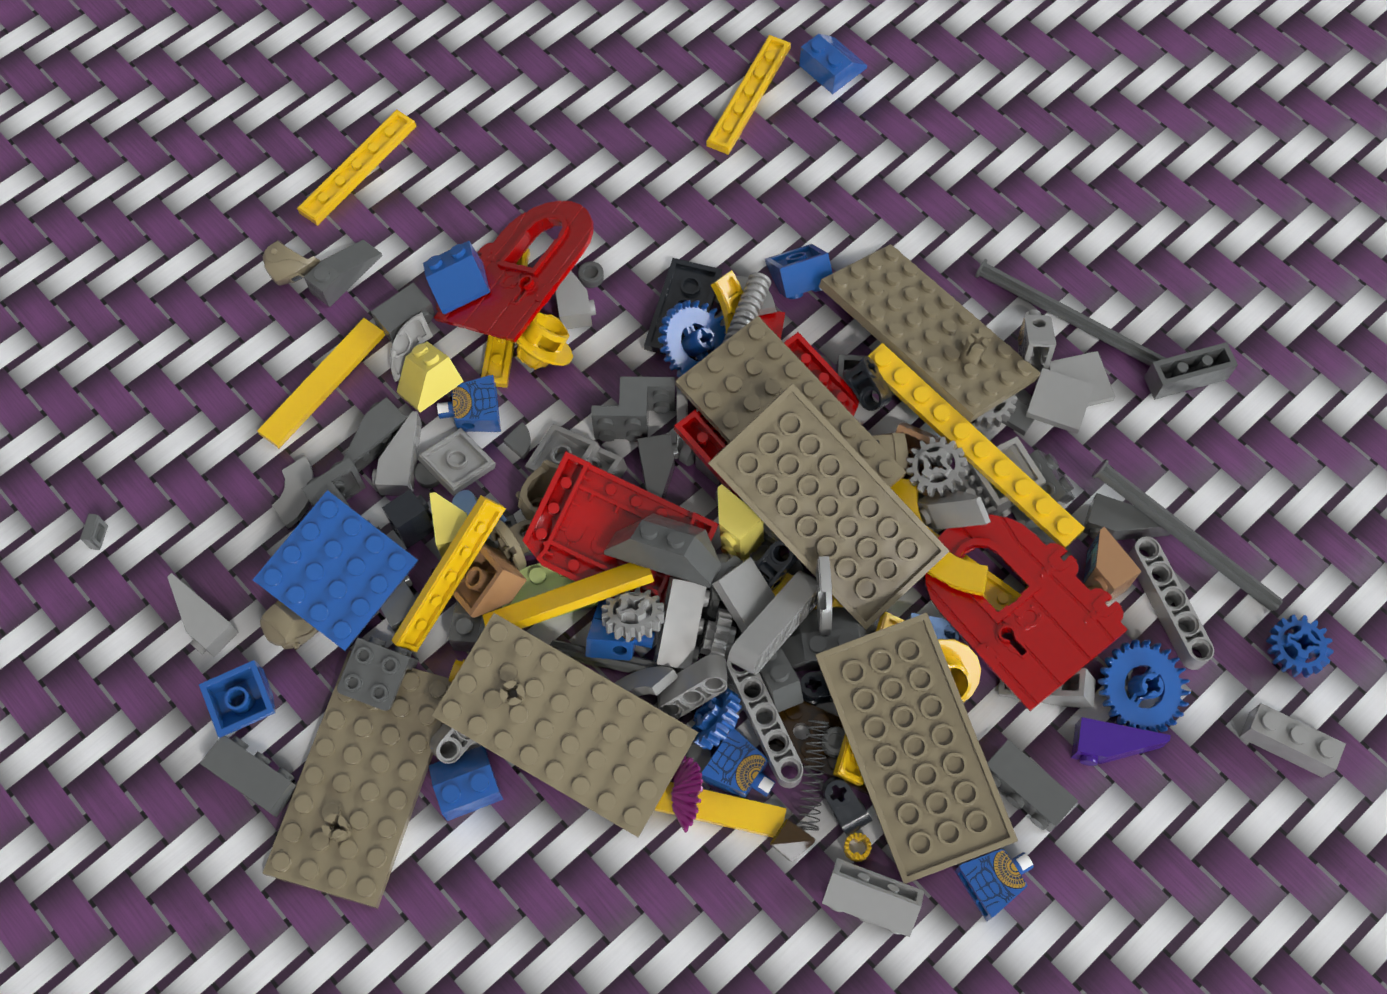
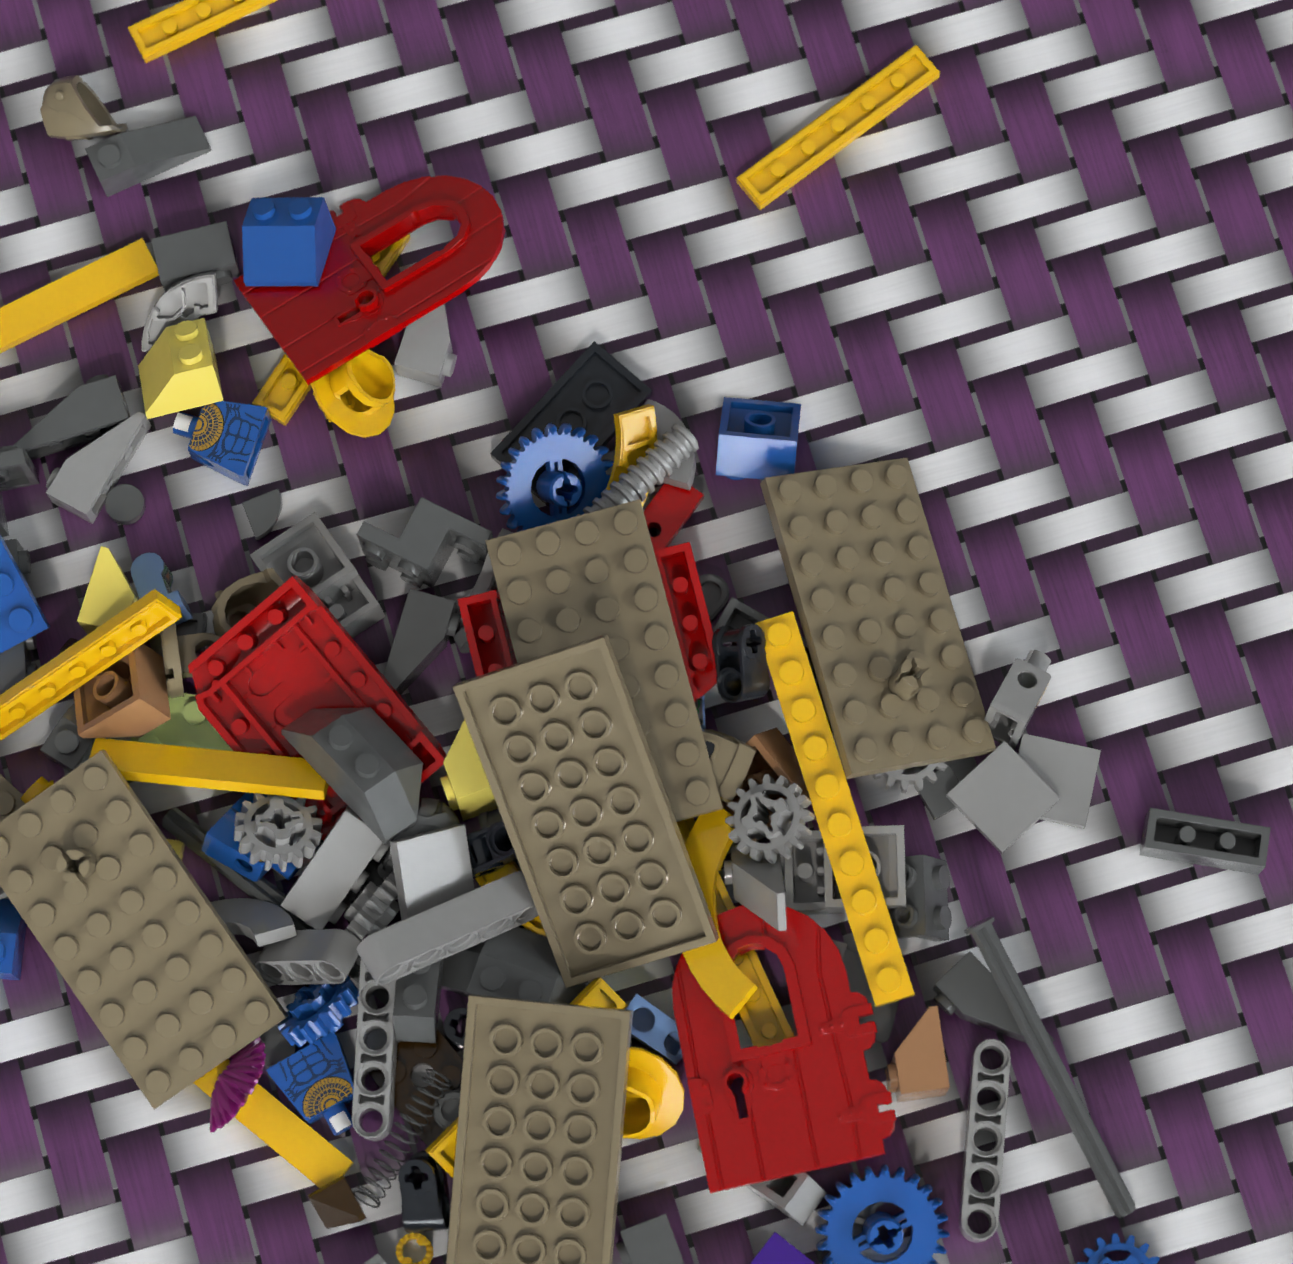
camera: 30 degrees right, 10 degrees up
(409, 517) = (65, 560): black brick -> none
(456, 461) = (168, 505): light grey tile -> none
(591, 274) = (475, 311): dark grey tile -> none
(824, 595) = (525, 923): light grey tile -> none
(830, 62) = (982, 130): blue slope -> none
(1067, 314) = (1094, 680): dark grey axle -> none

